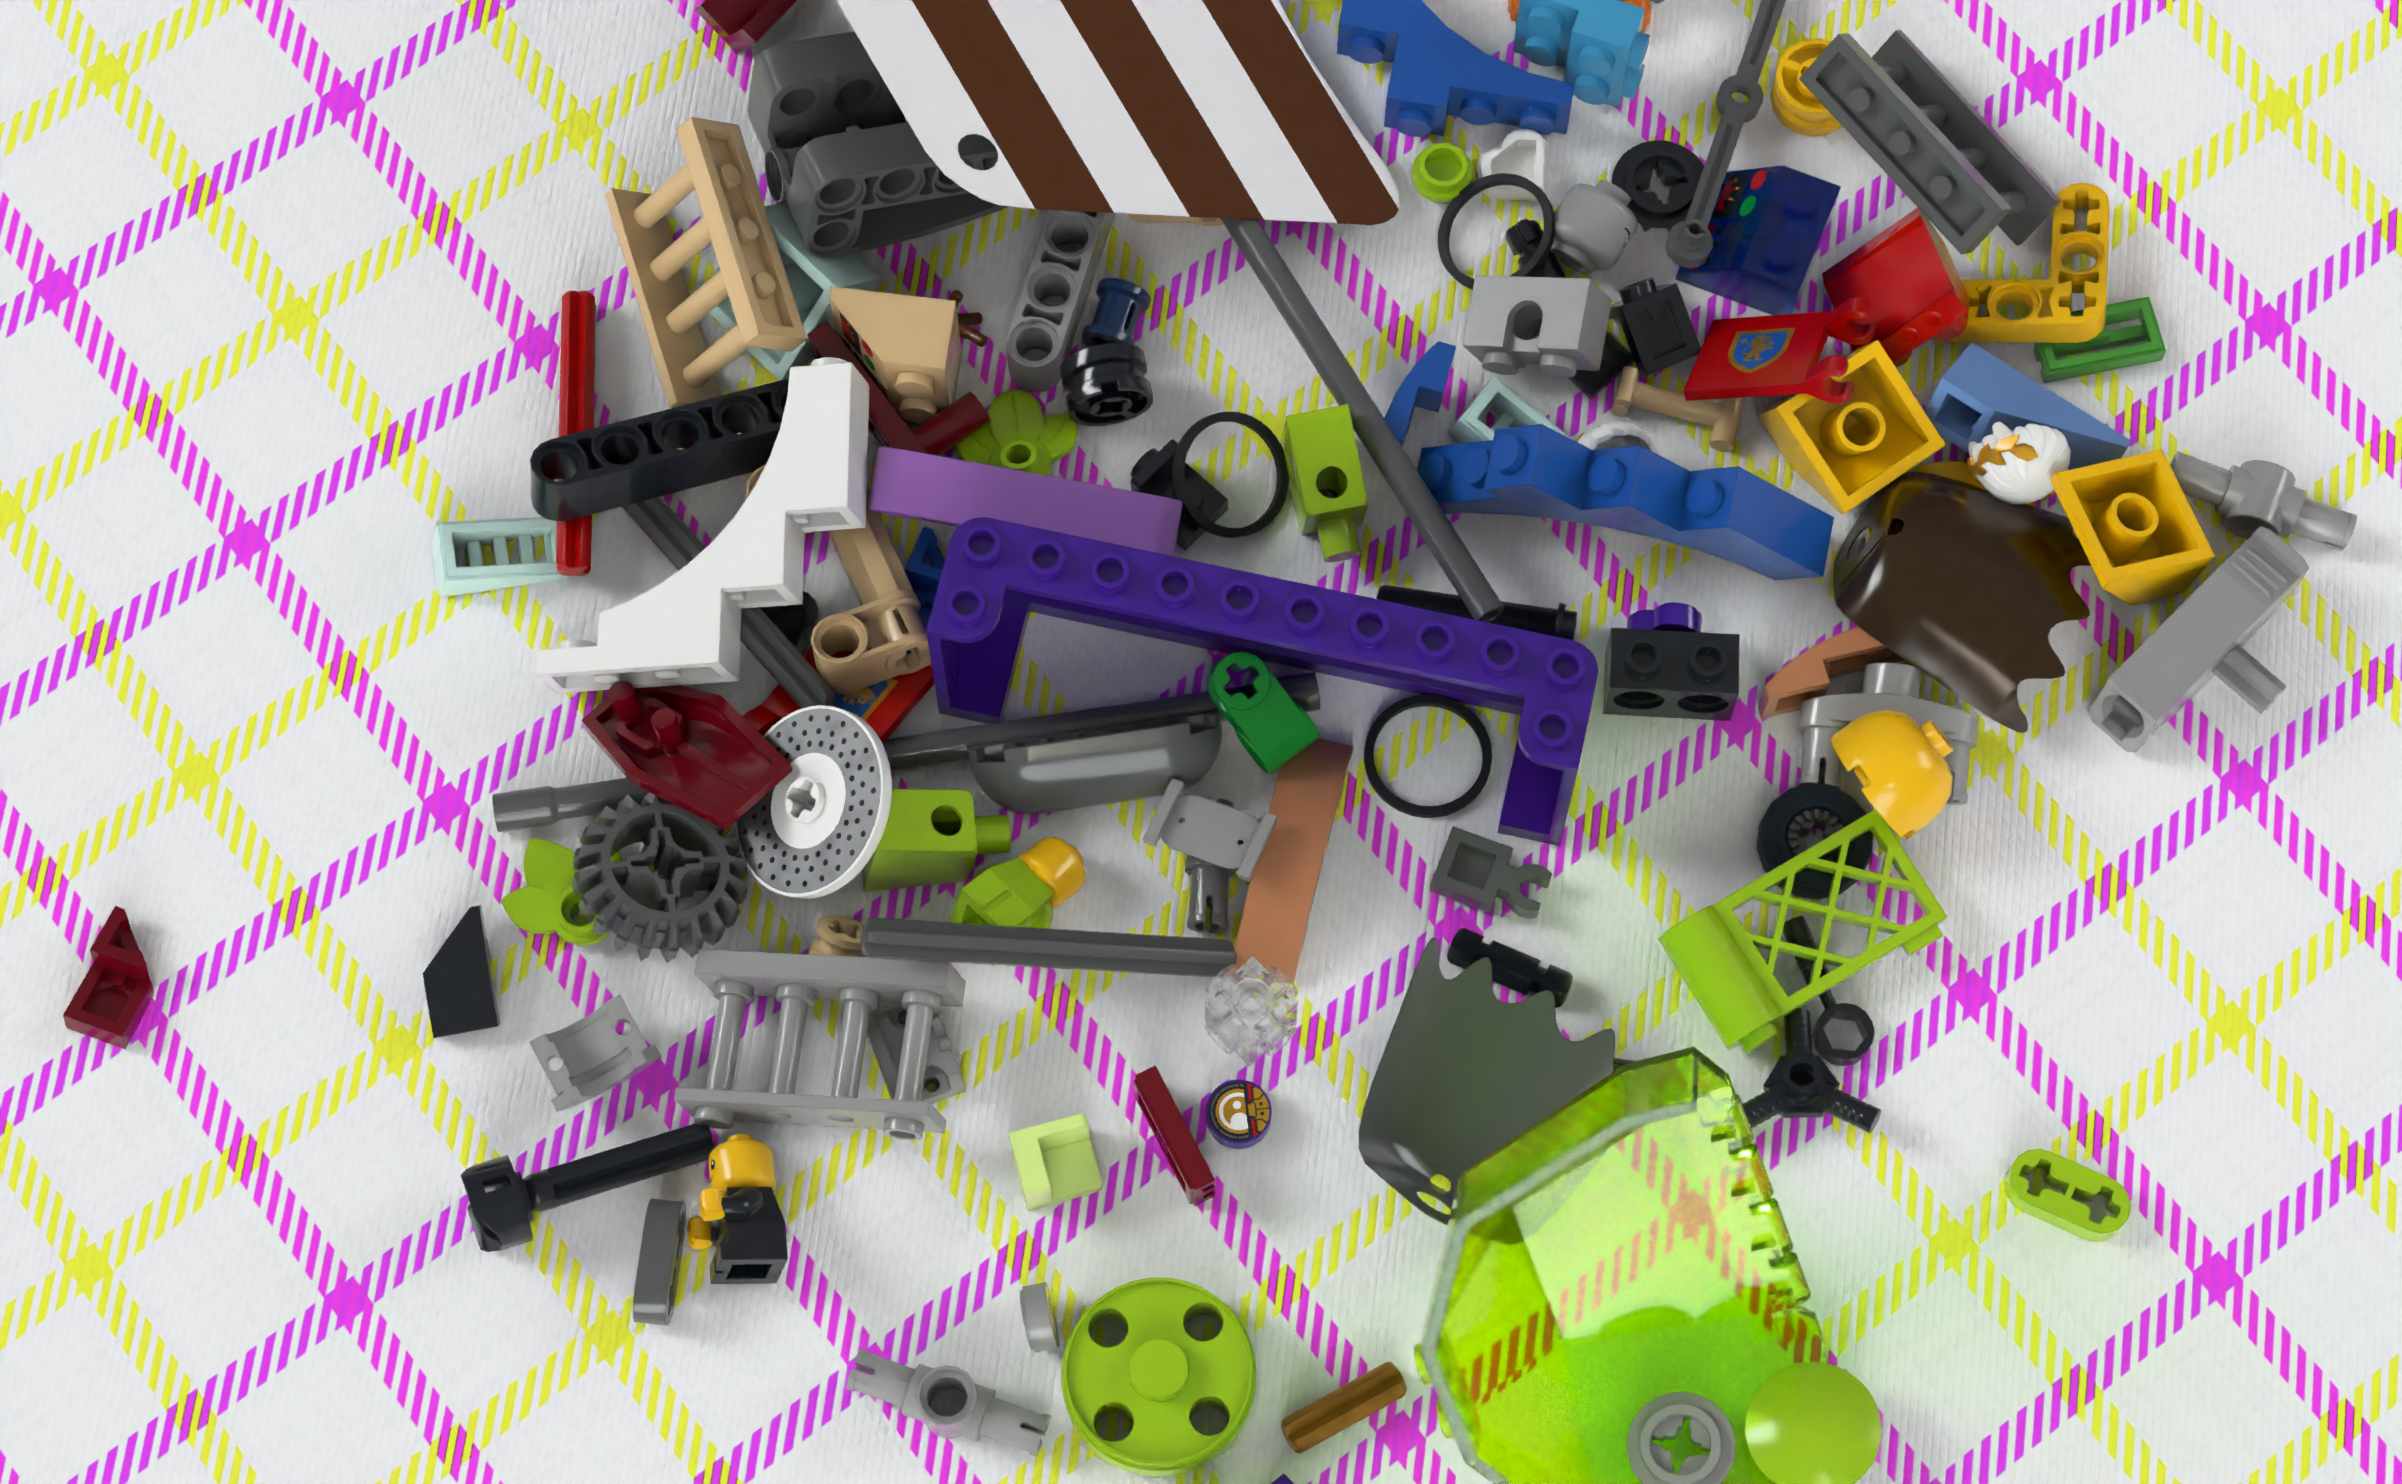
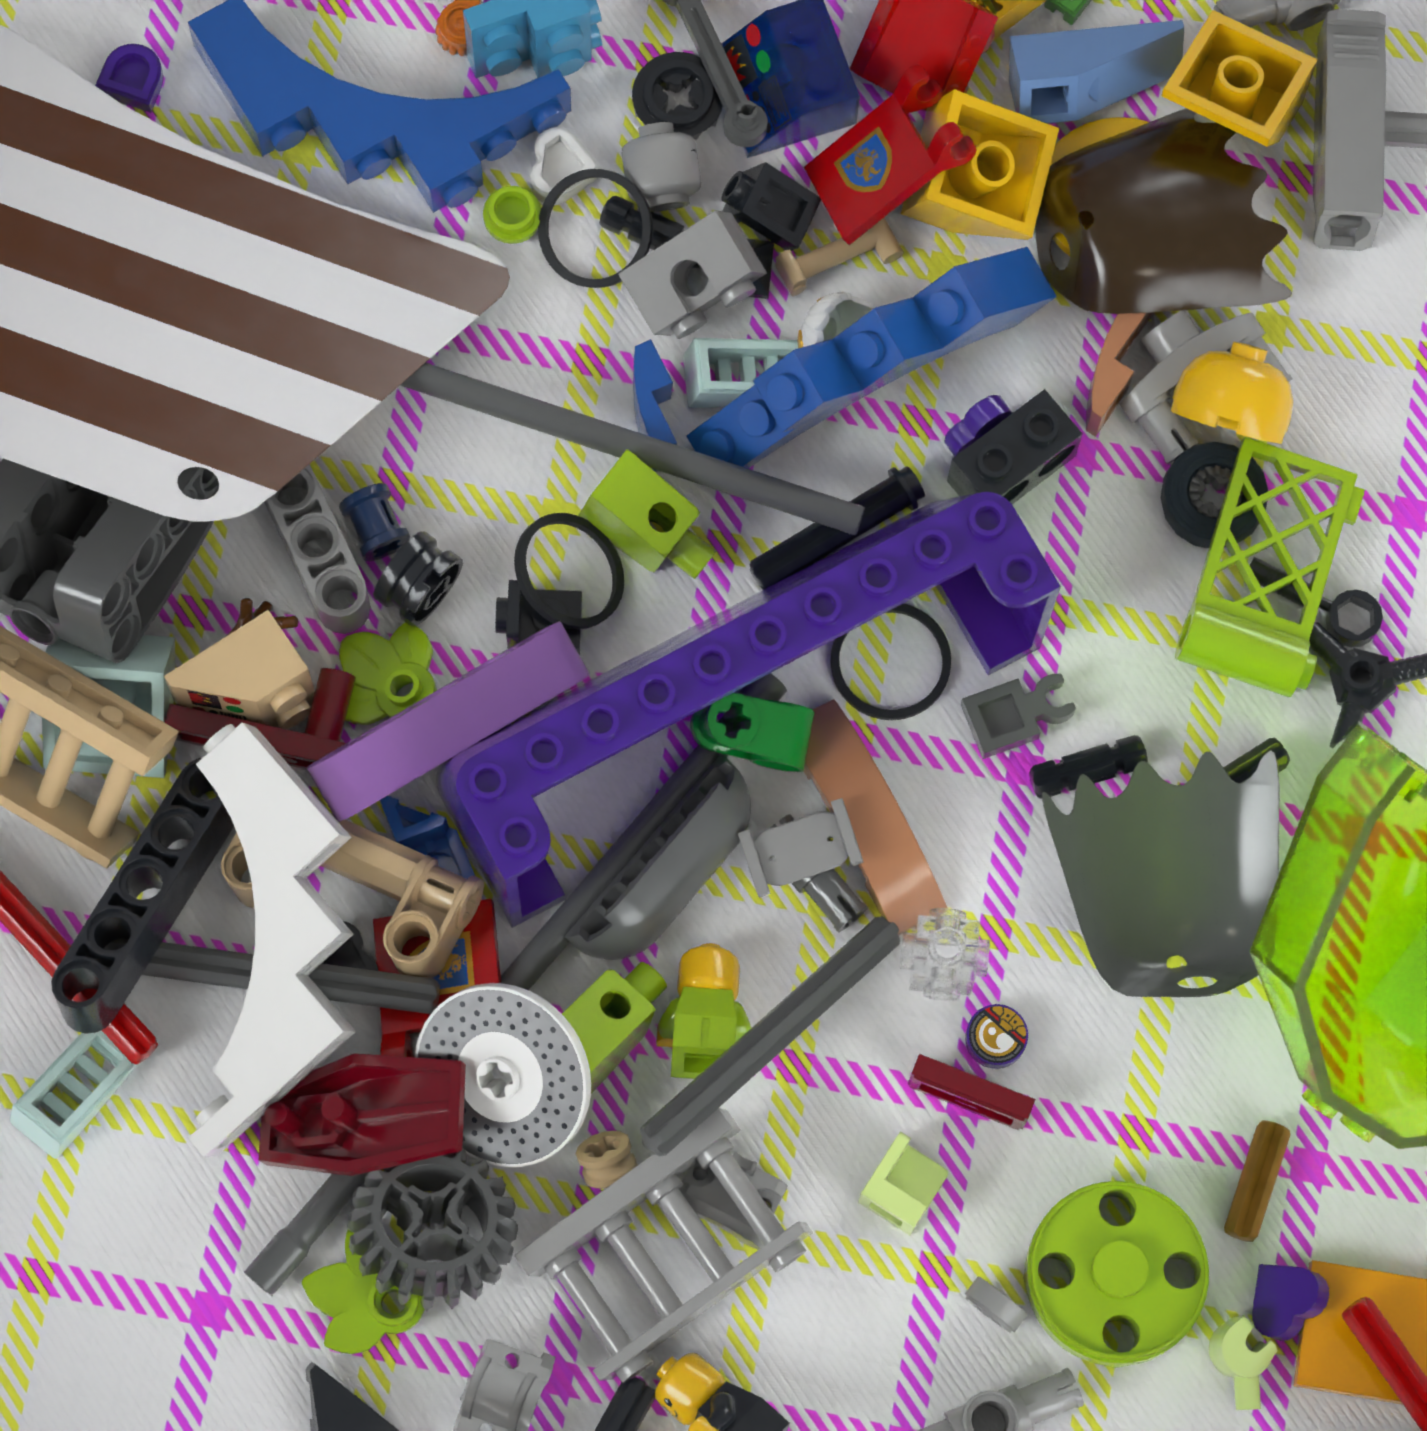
camera: 45 degrees left, 5 degrees up
(2019, 462) = (1124, 102): white hair -> none

